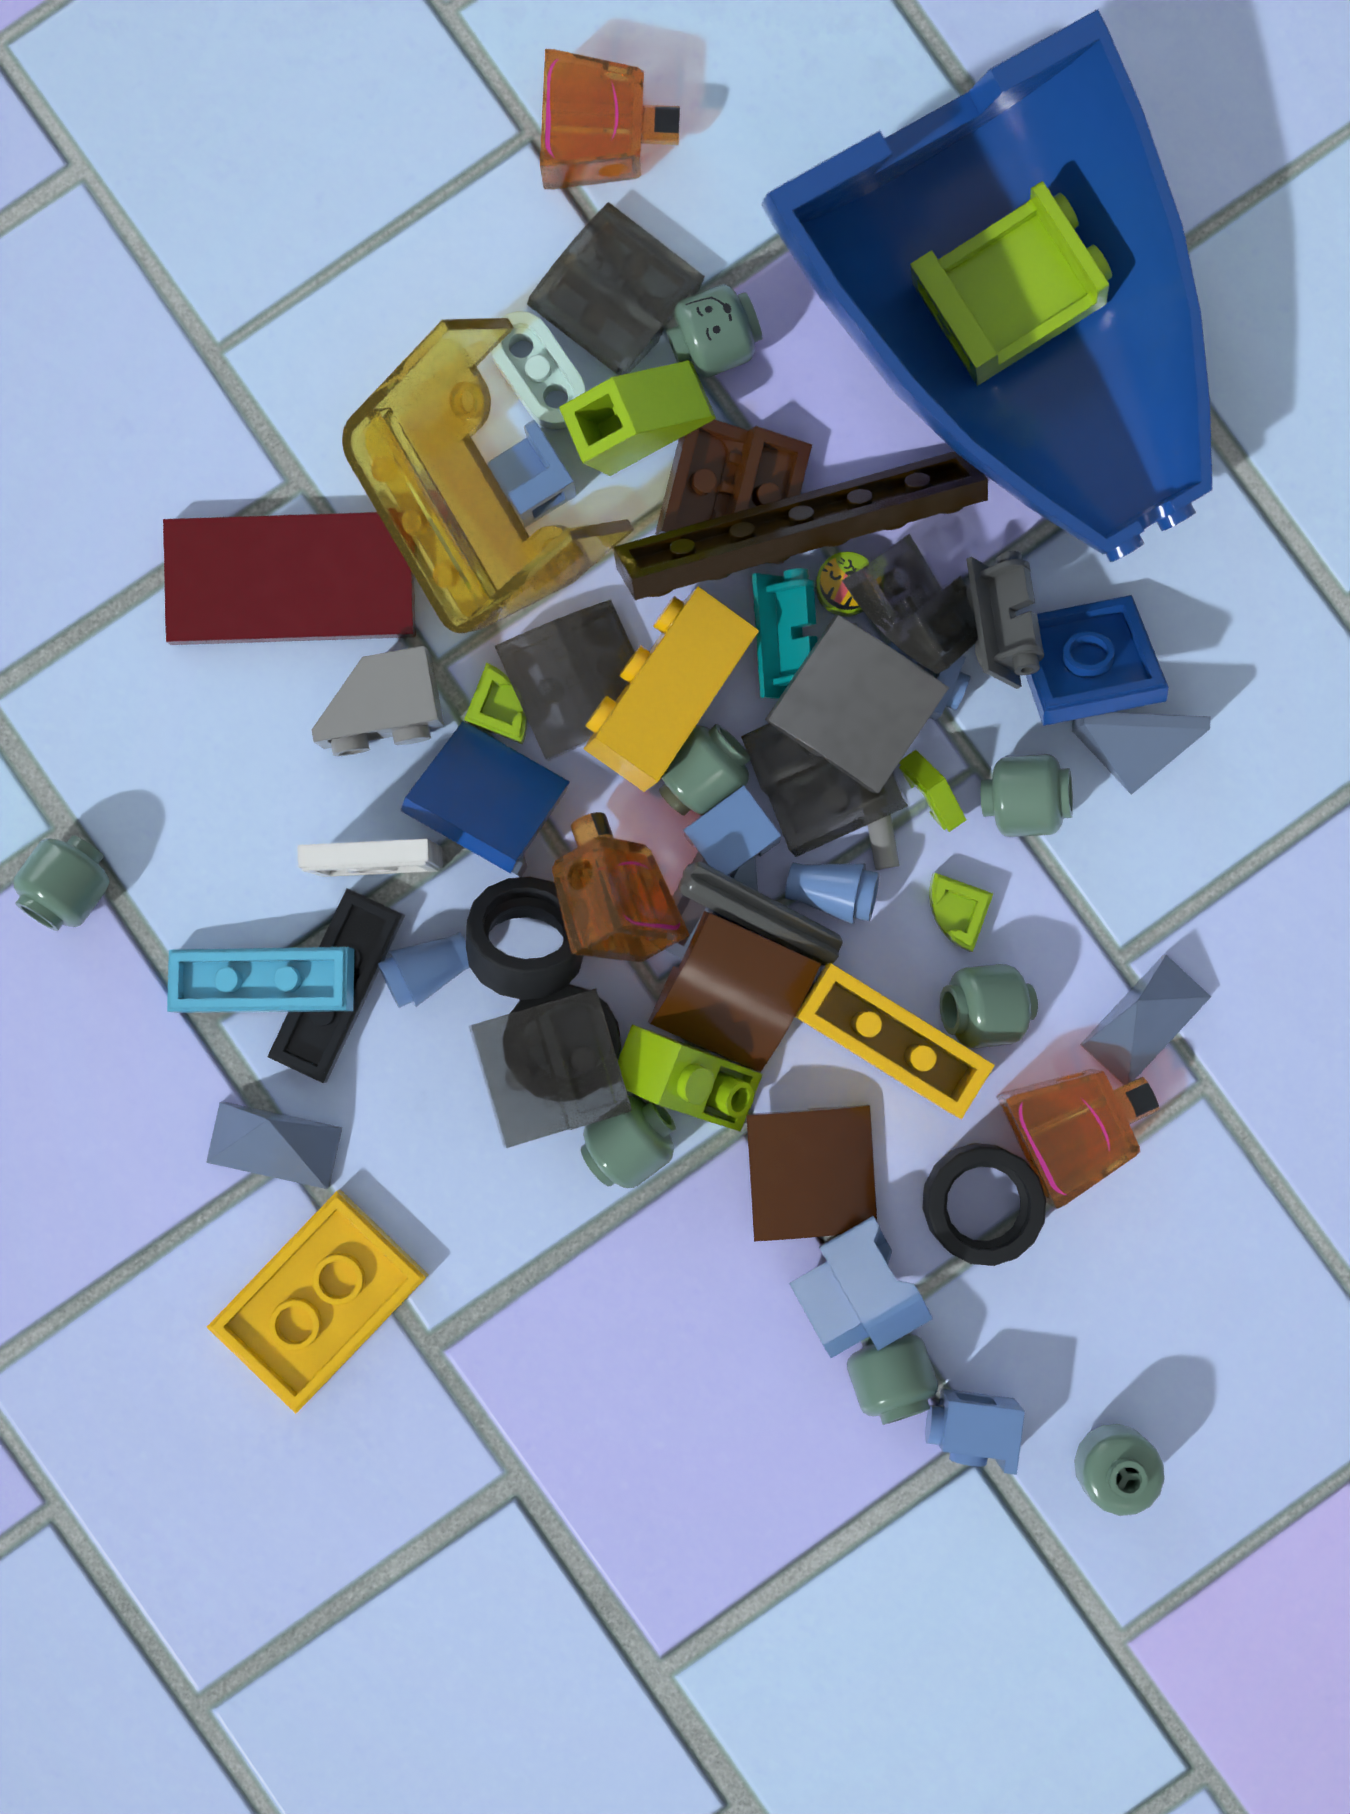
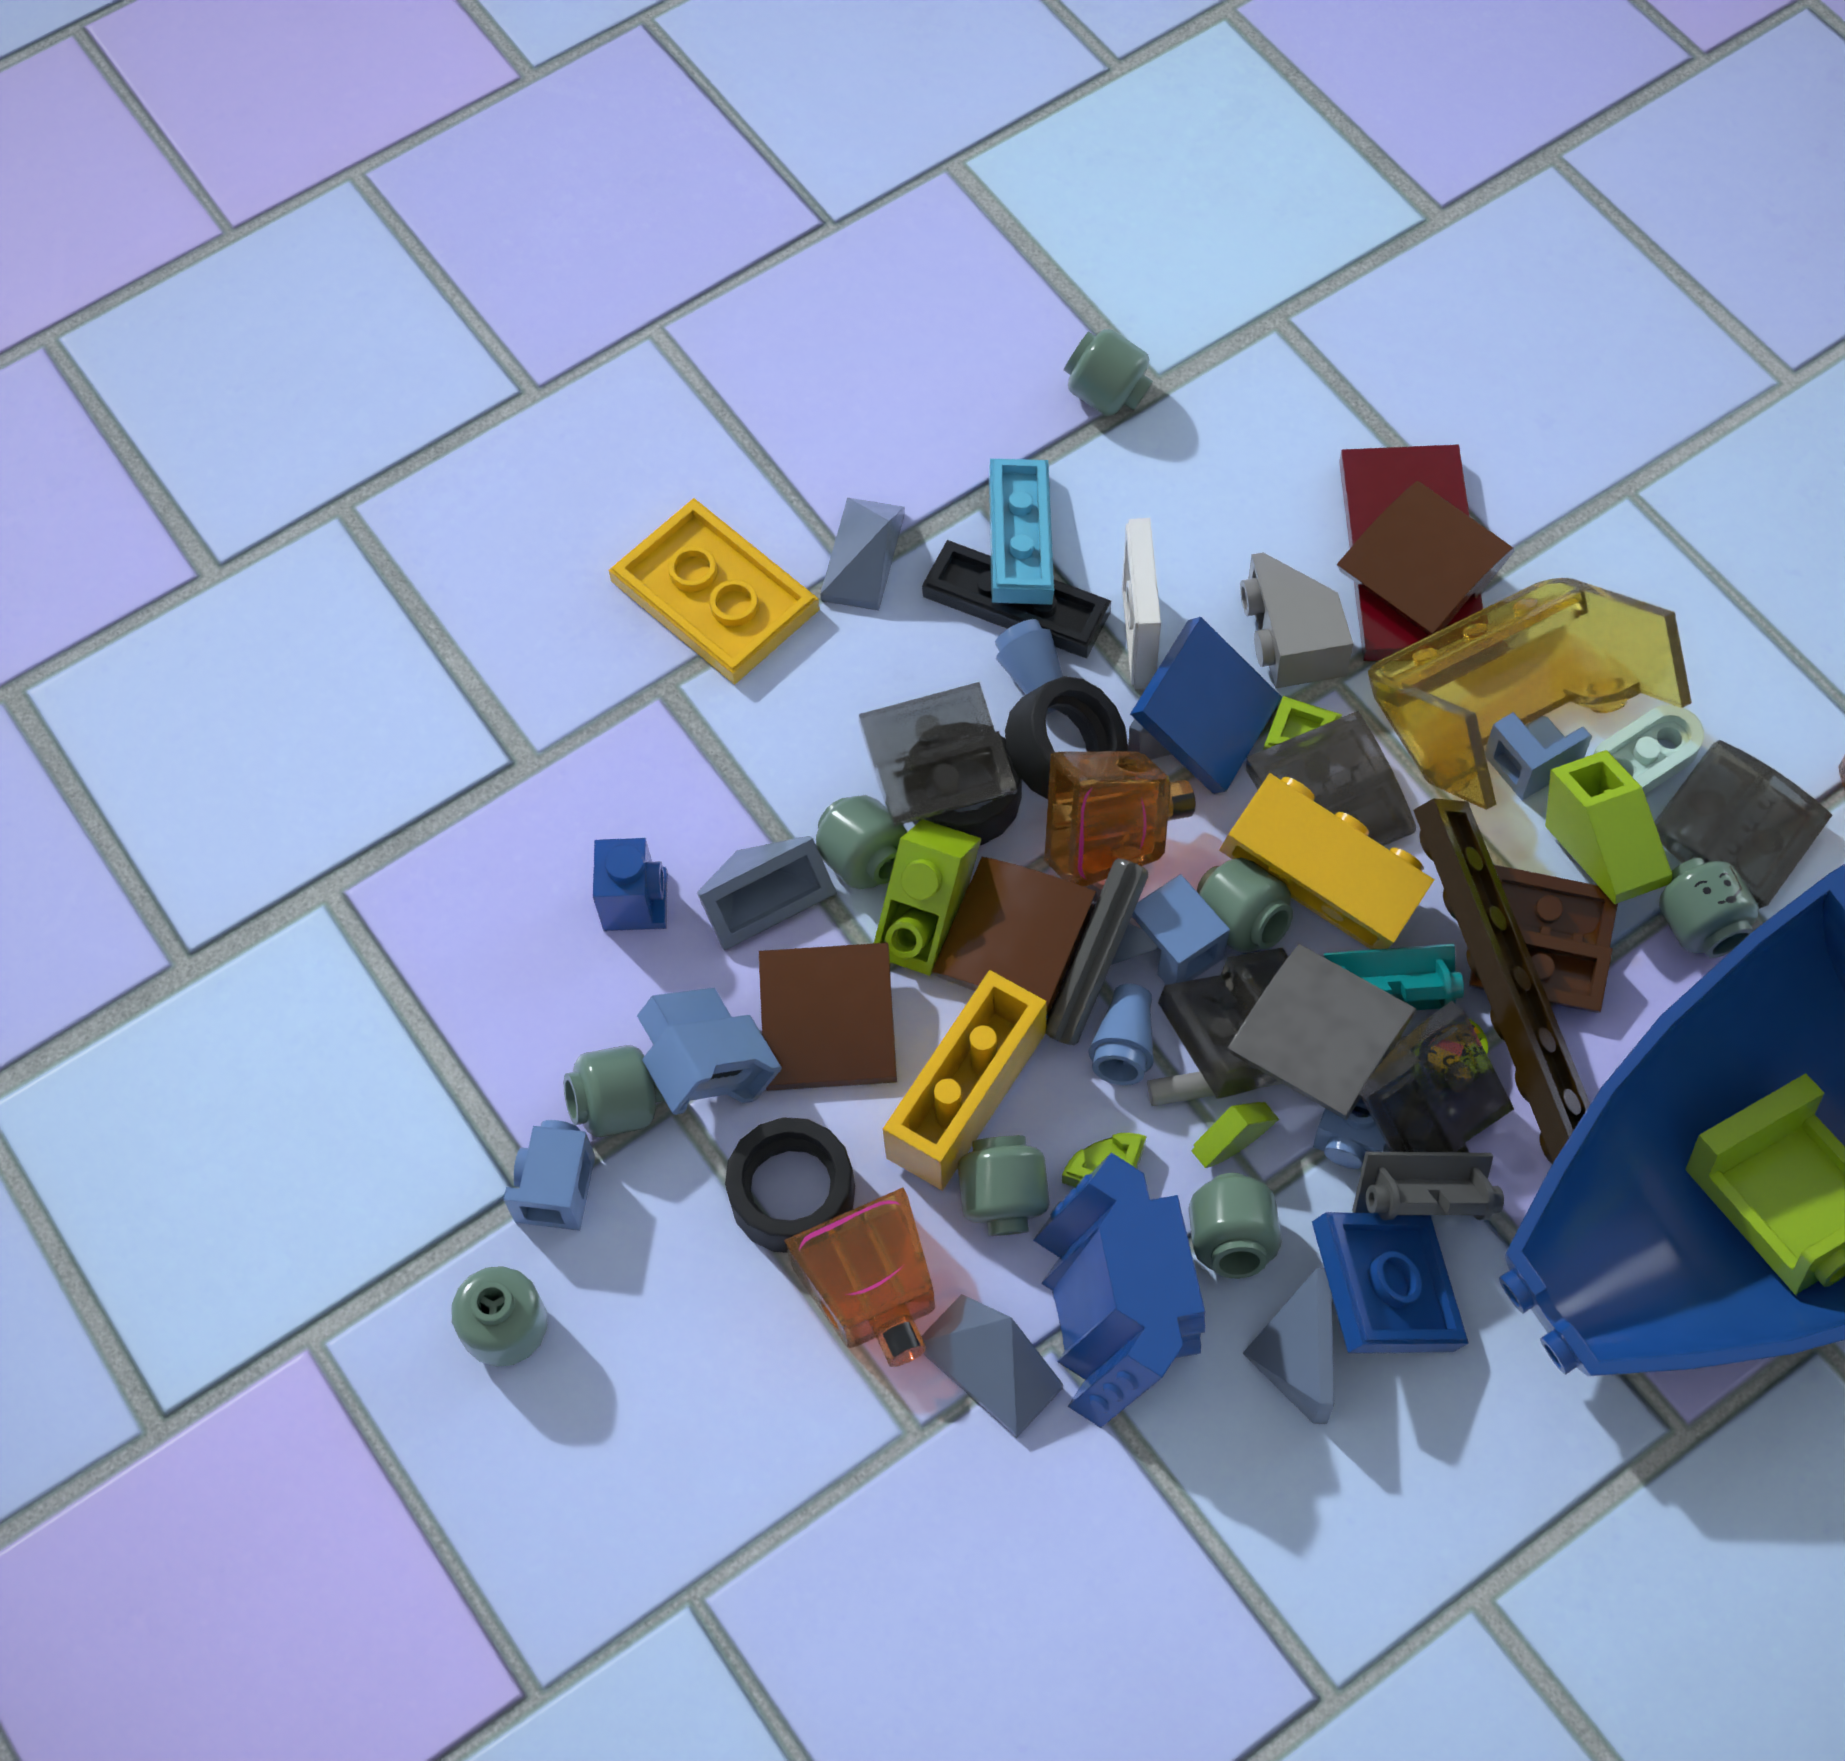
camera: 95 degrees right, 25 degrees down
(315, 564) = (1425, 558): none -> reddish brown slope
(669, 1240) = (764, 888): none -> sand blue slope
(674, 1371) = (629, 886): none -> blue brick
(1105, 899) = (1121, 1287): none -> blue slope

